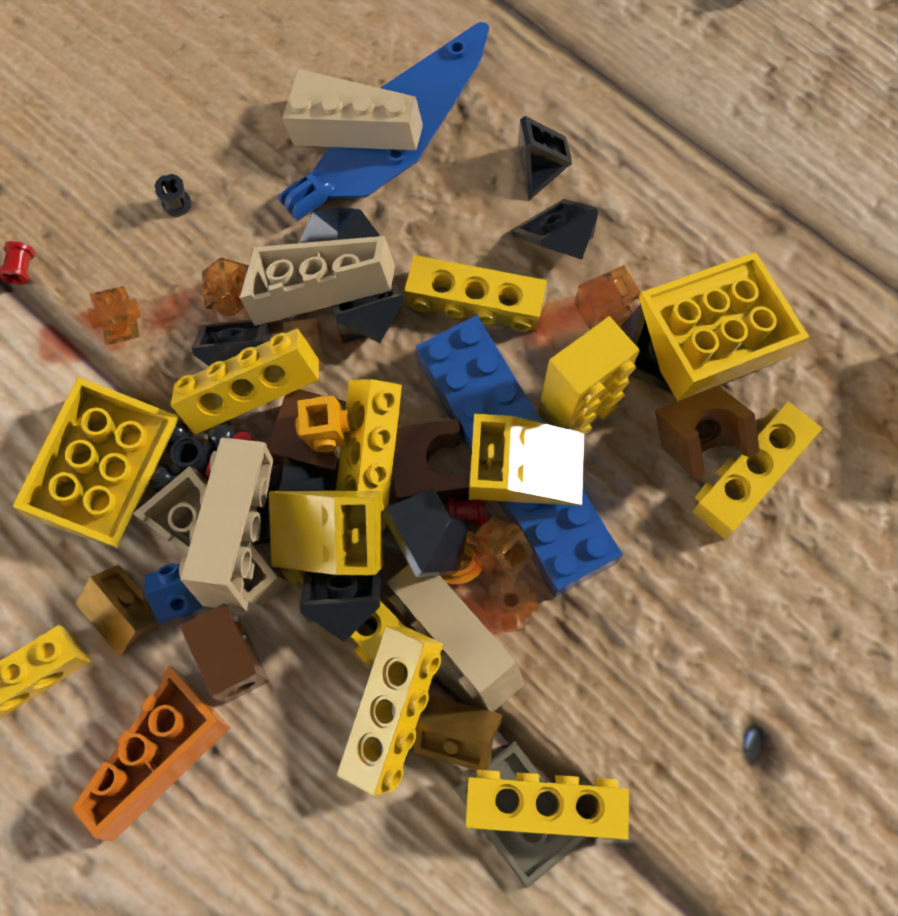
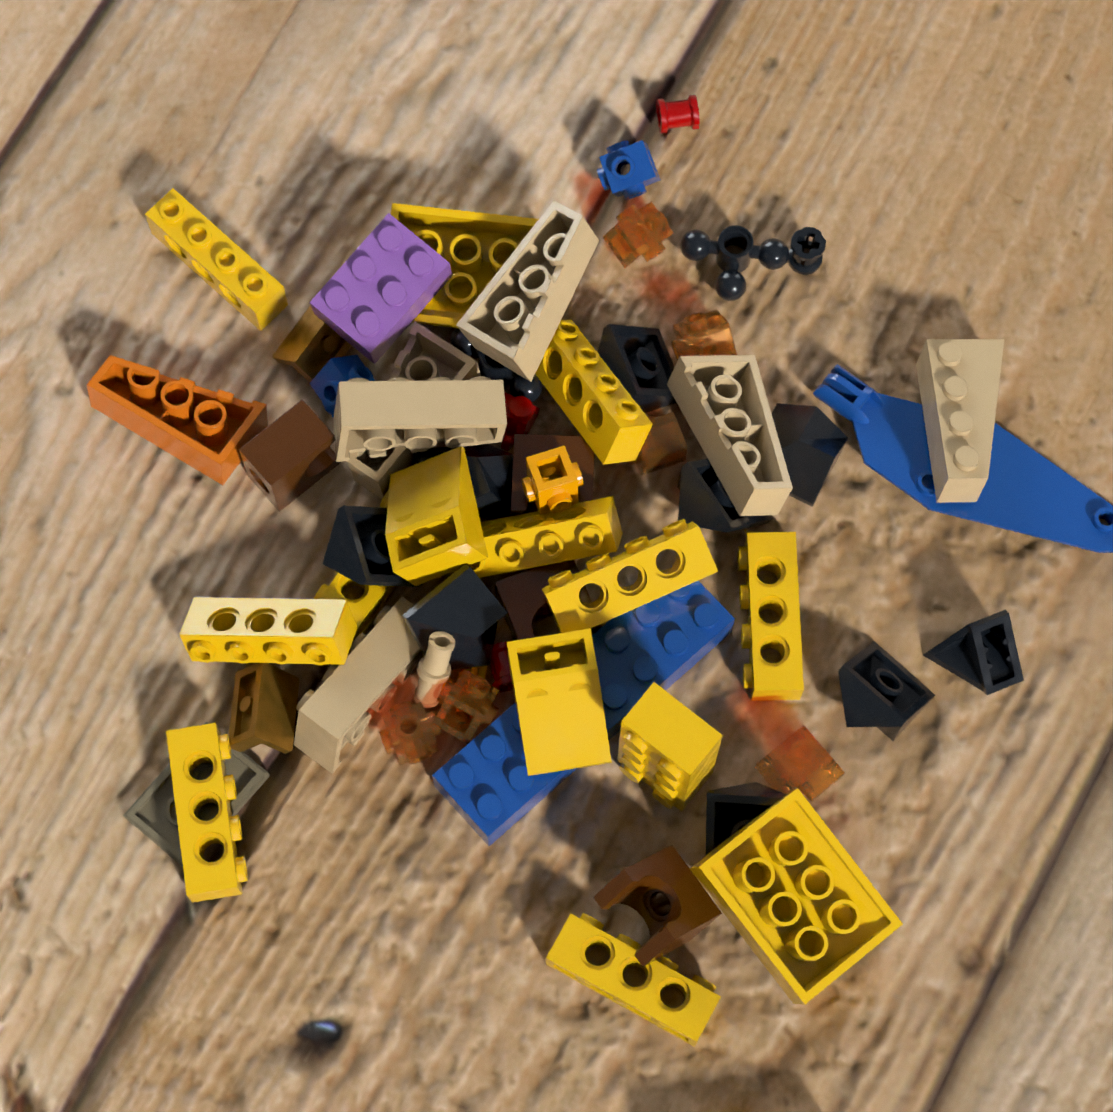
camera: 75 degrees right, 0 degrees up
(49, 297) = (641, 173): none -> blue brick
(92, 532) = (381, 288): none -> medium lavender brick
(145, 403) = (531, 291): none -> tan wedge
(181, 257) = (731, 283): none -> black piece
(438, 362) = (691, 564): none -> yellow brick
(464, 565) = (434, 668): none -> tan pin

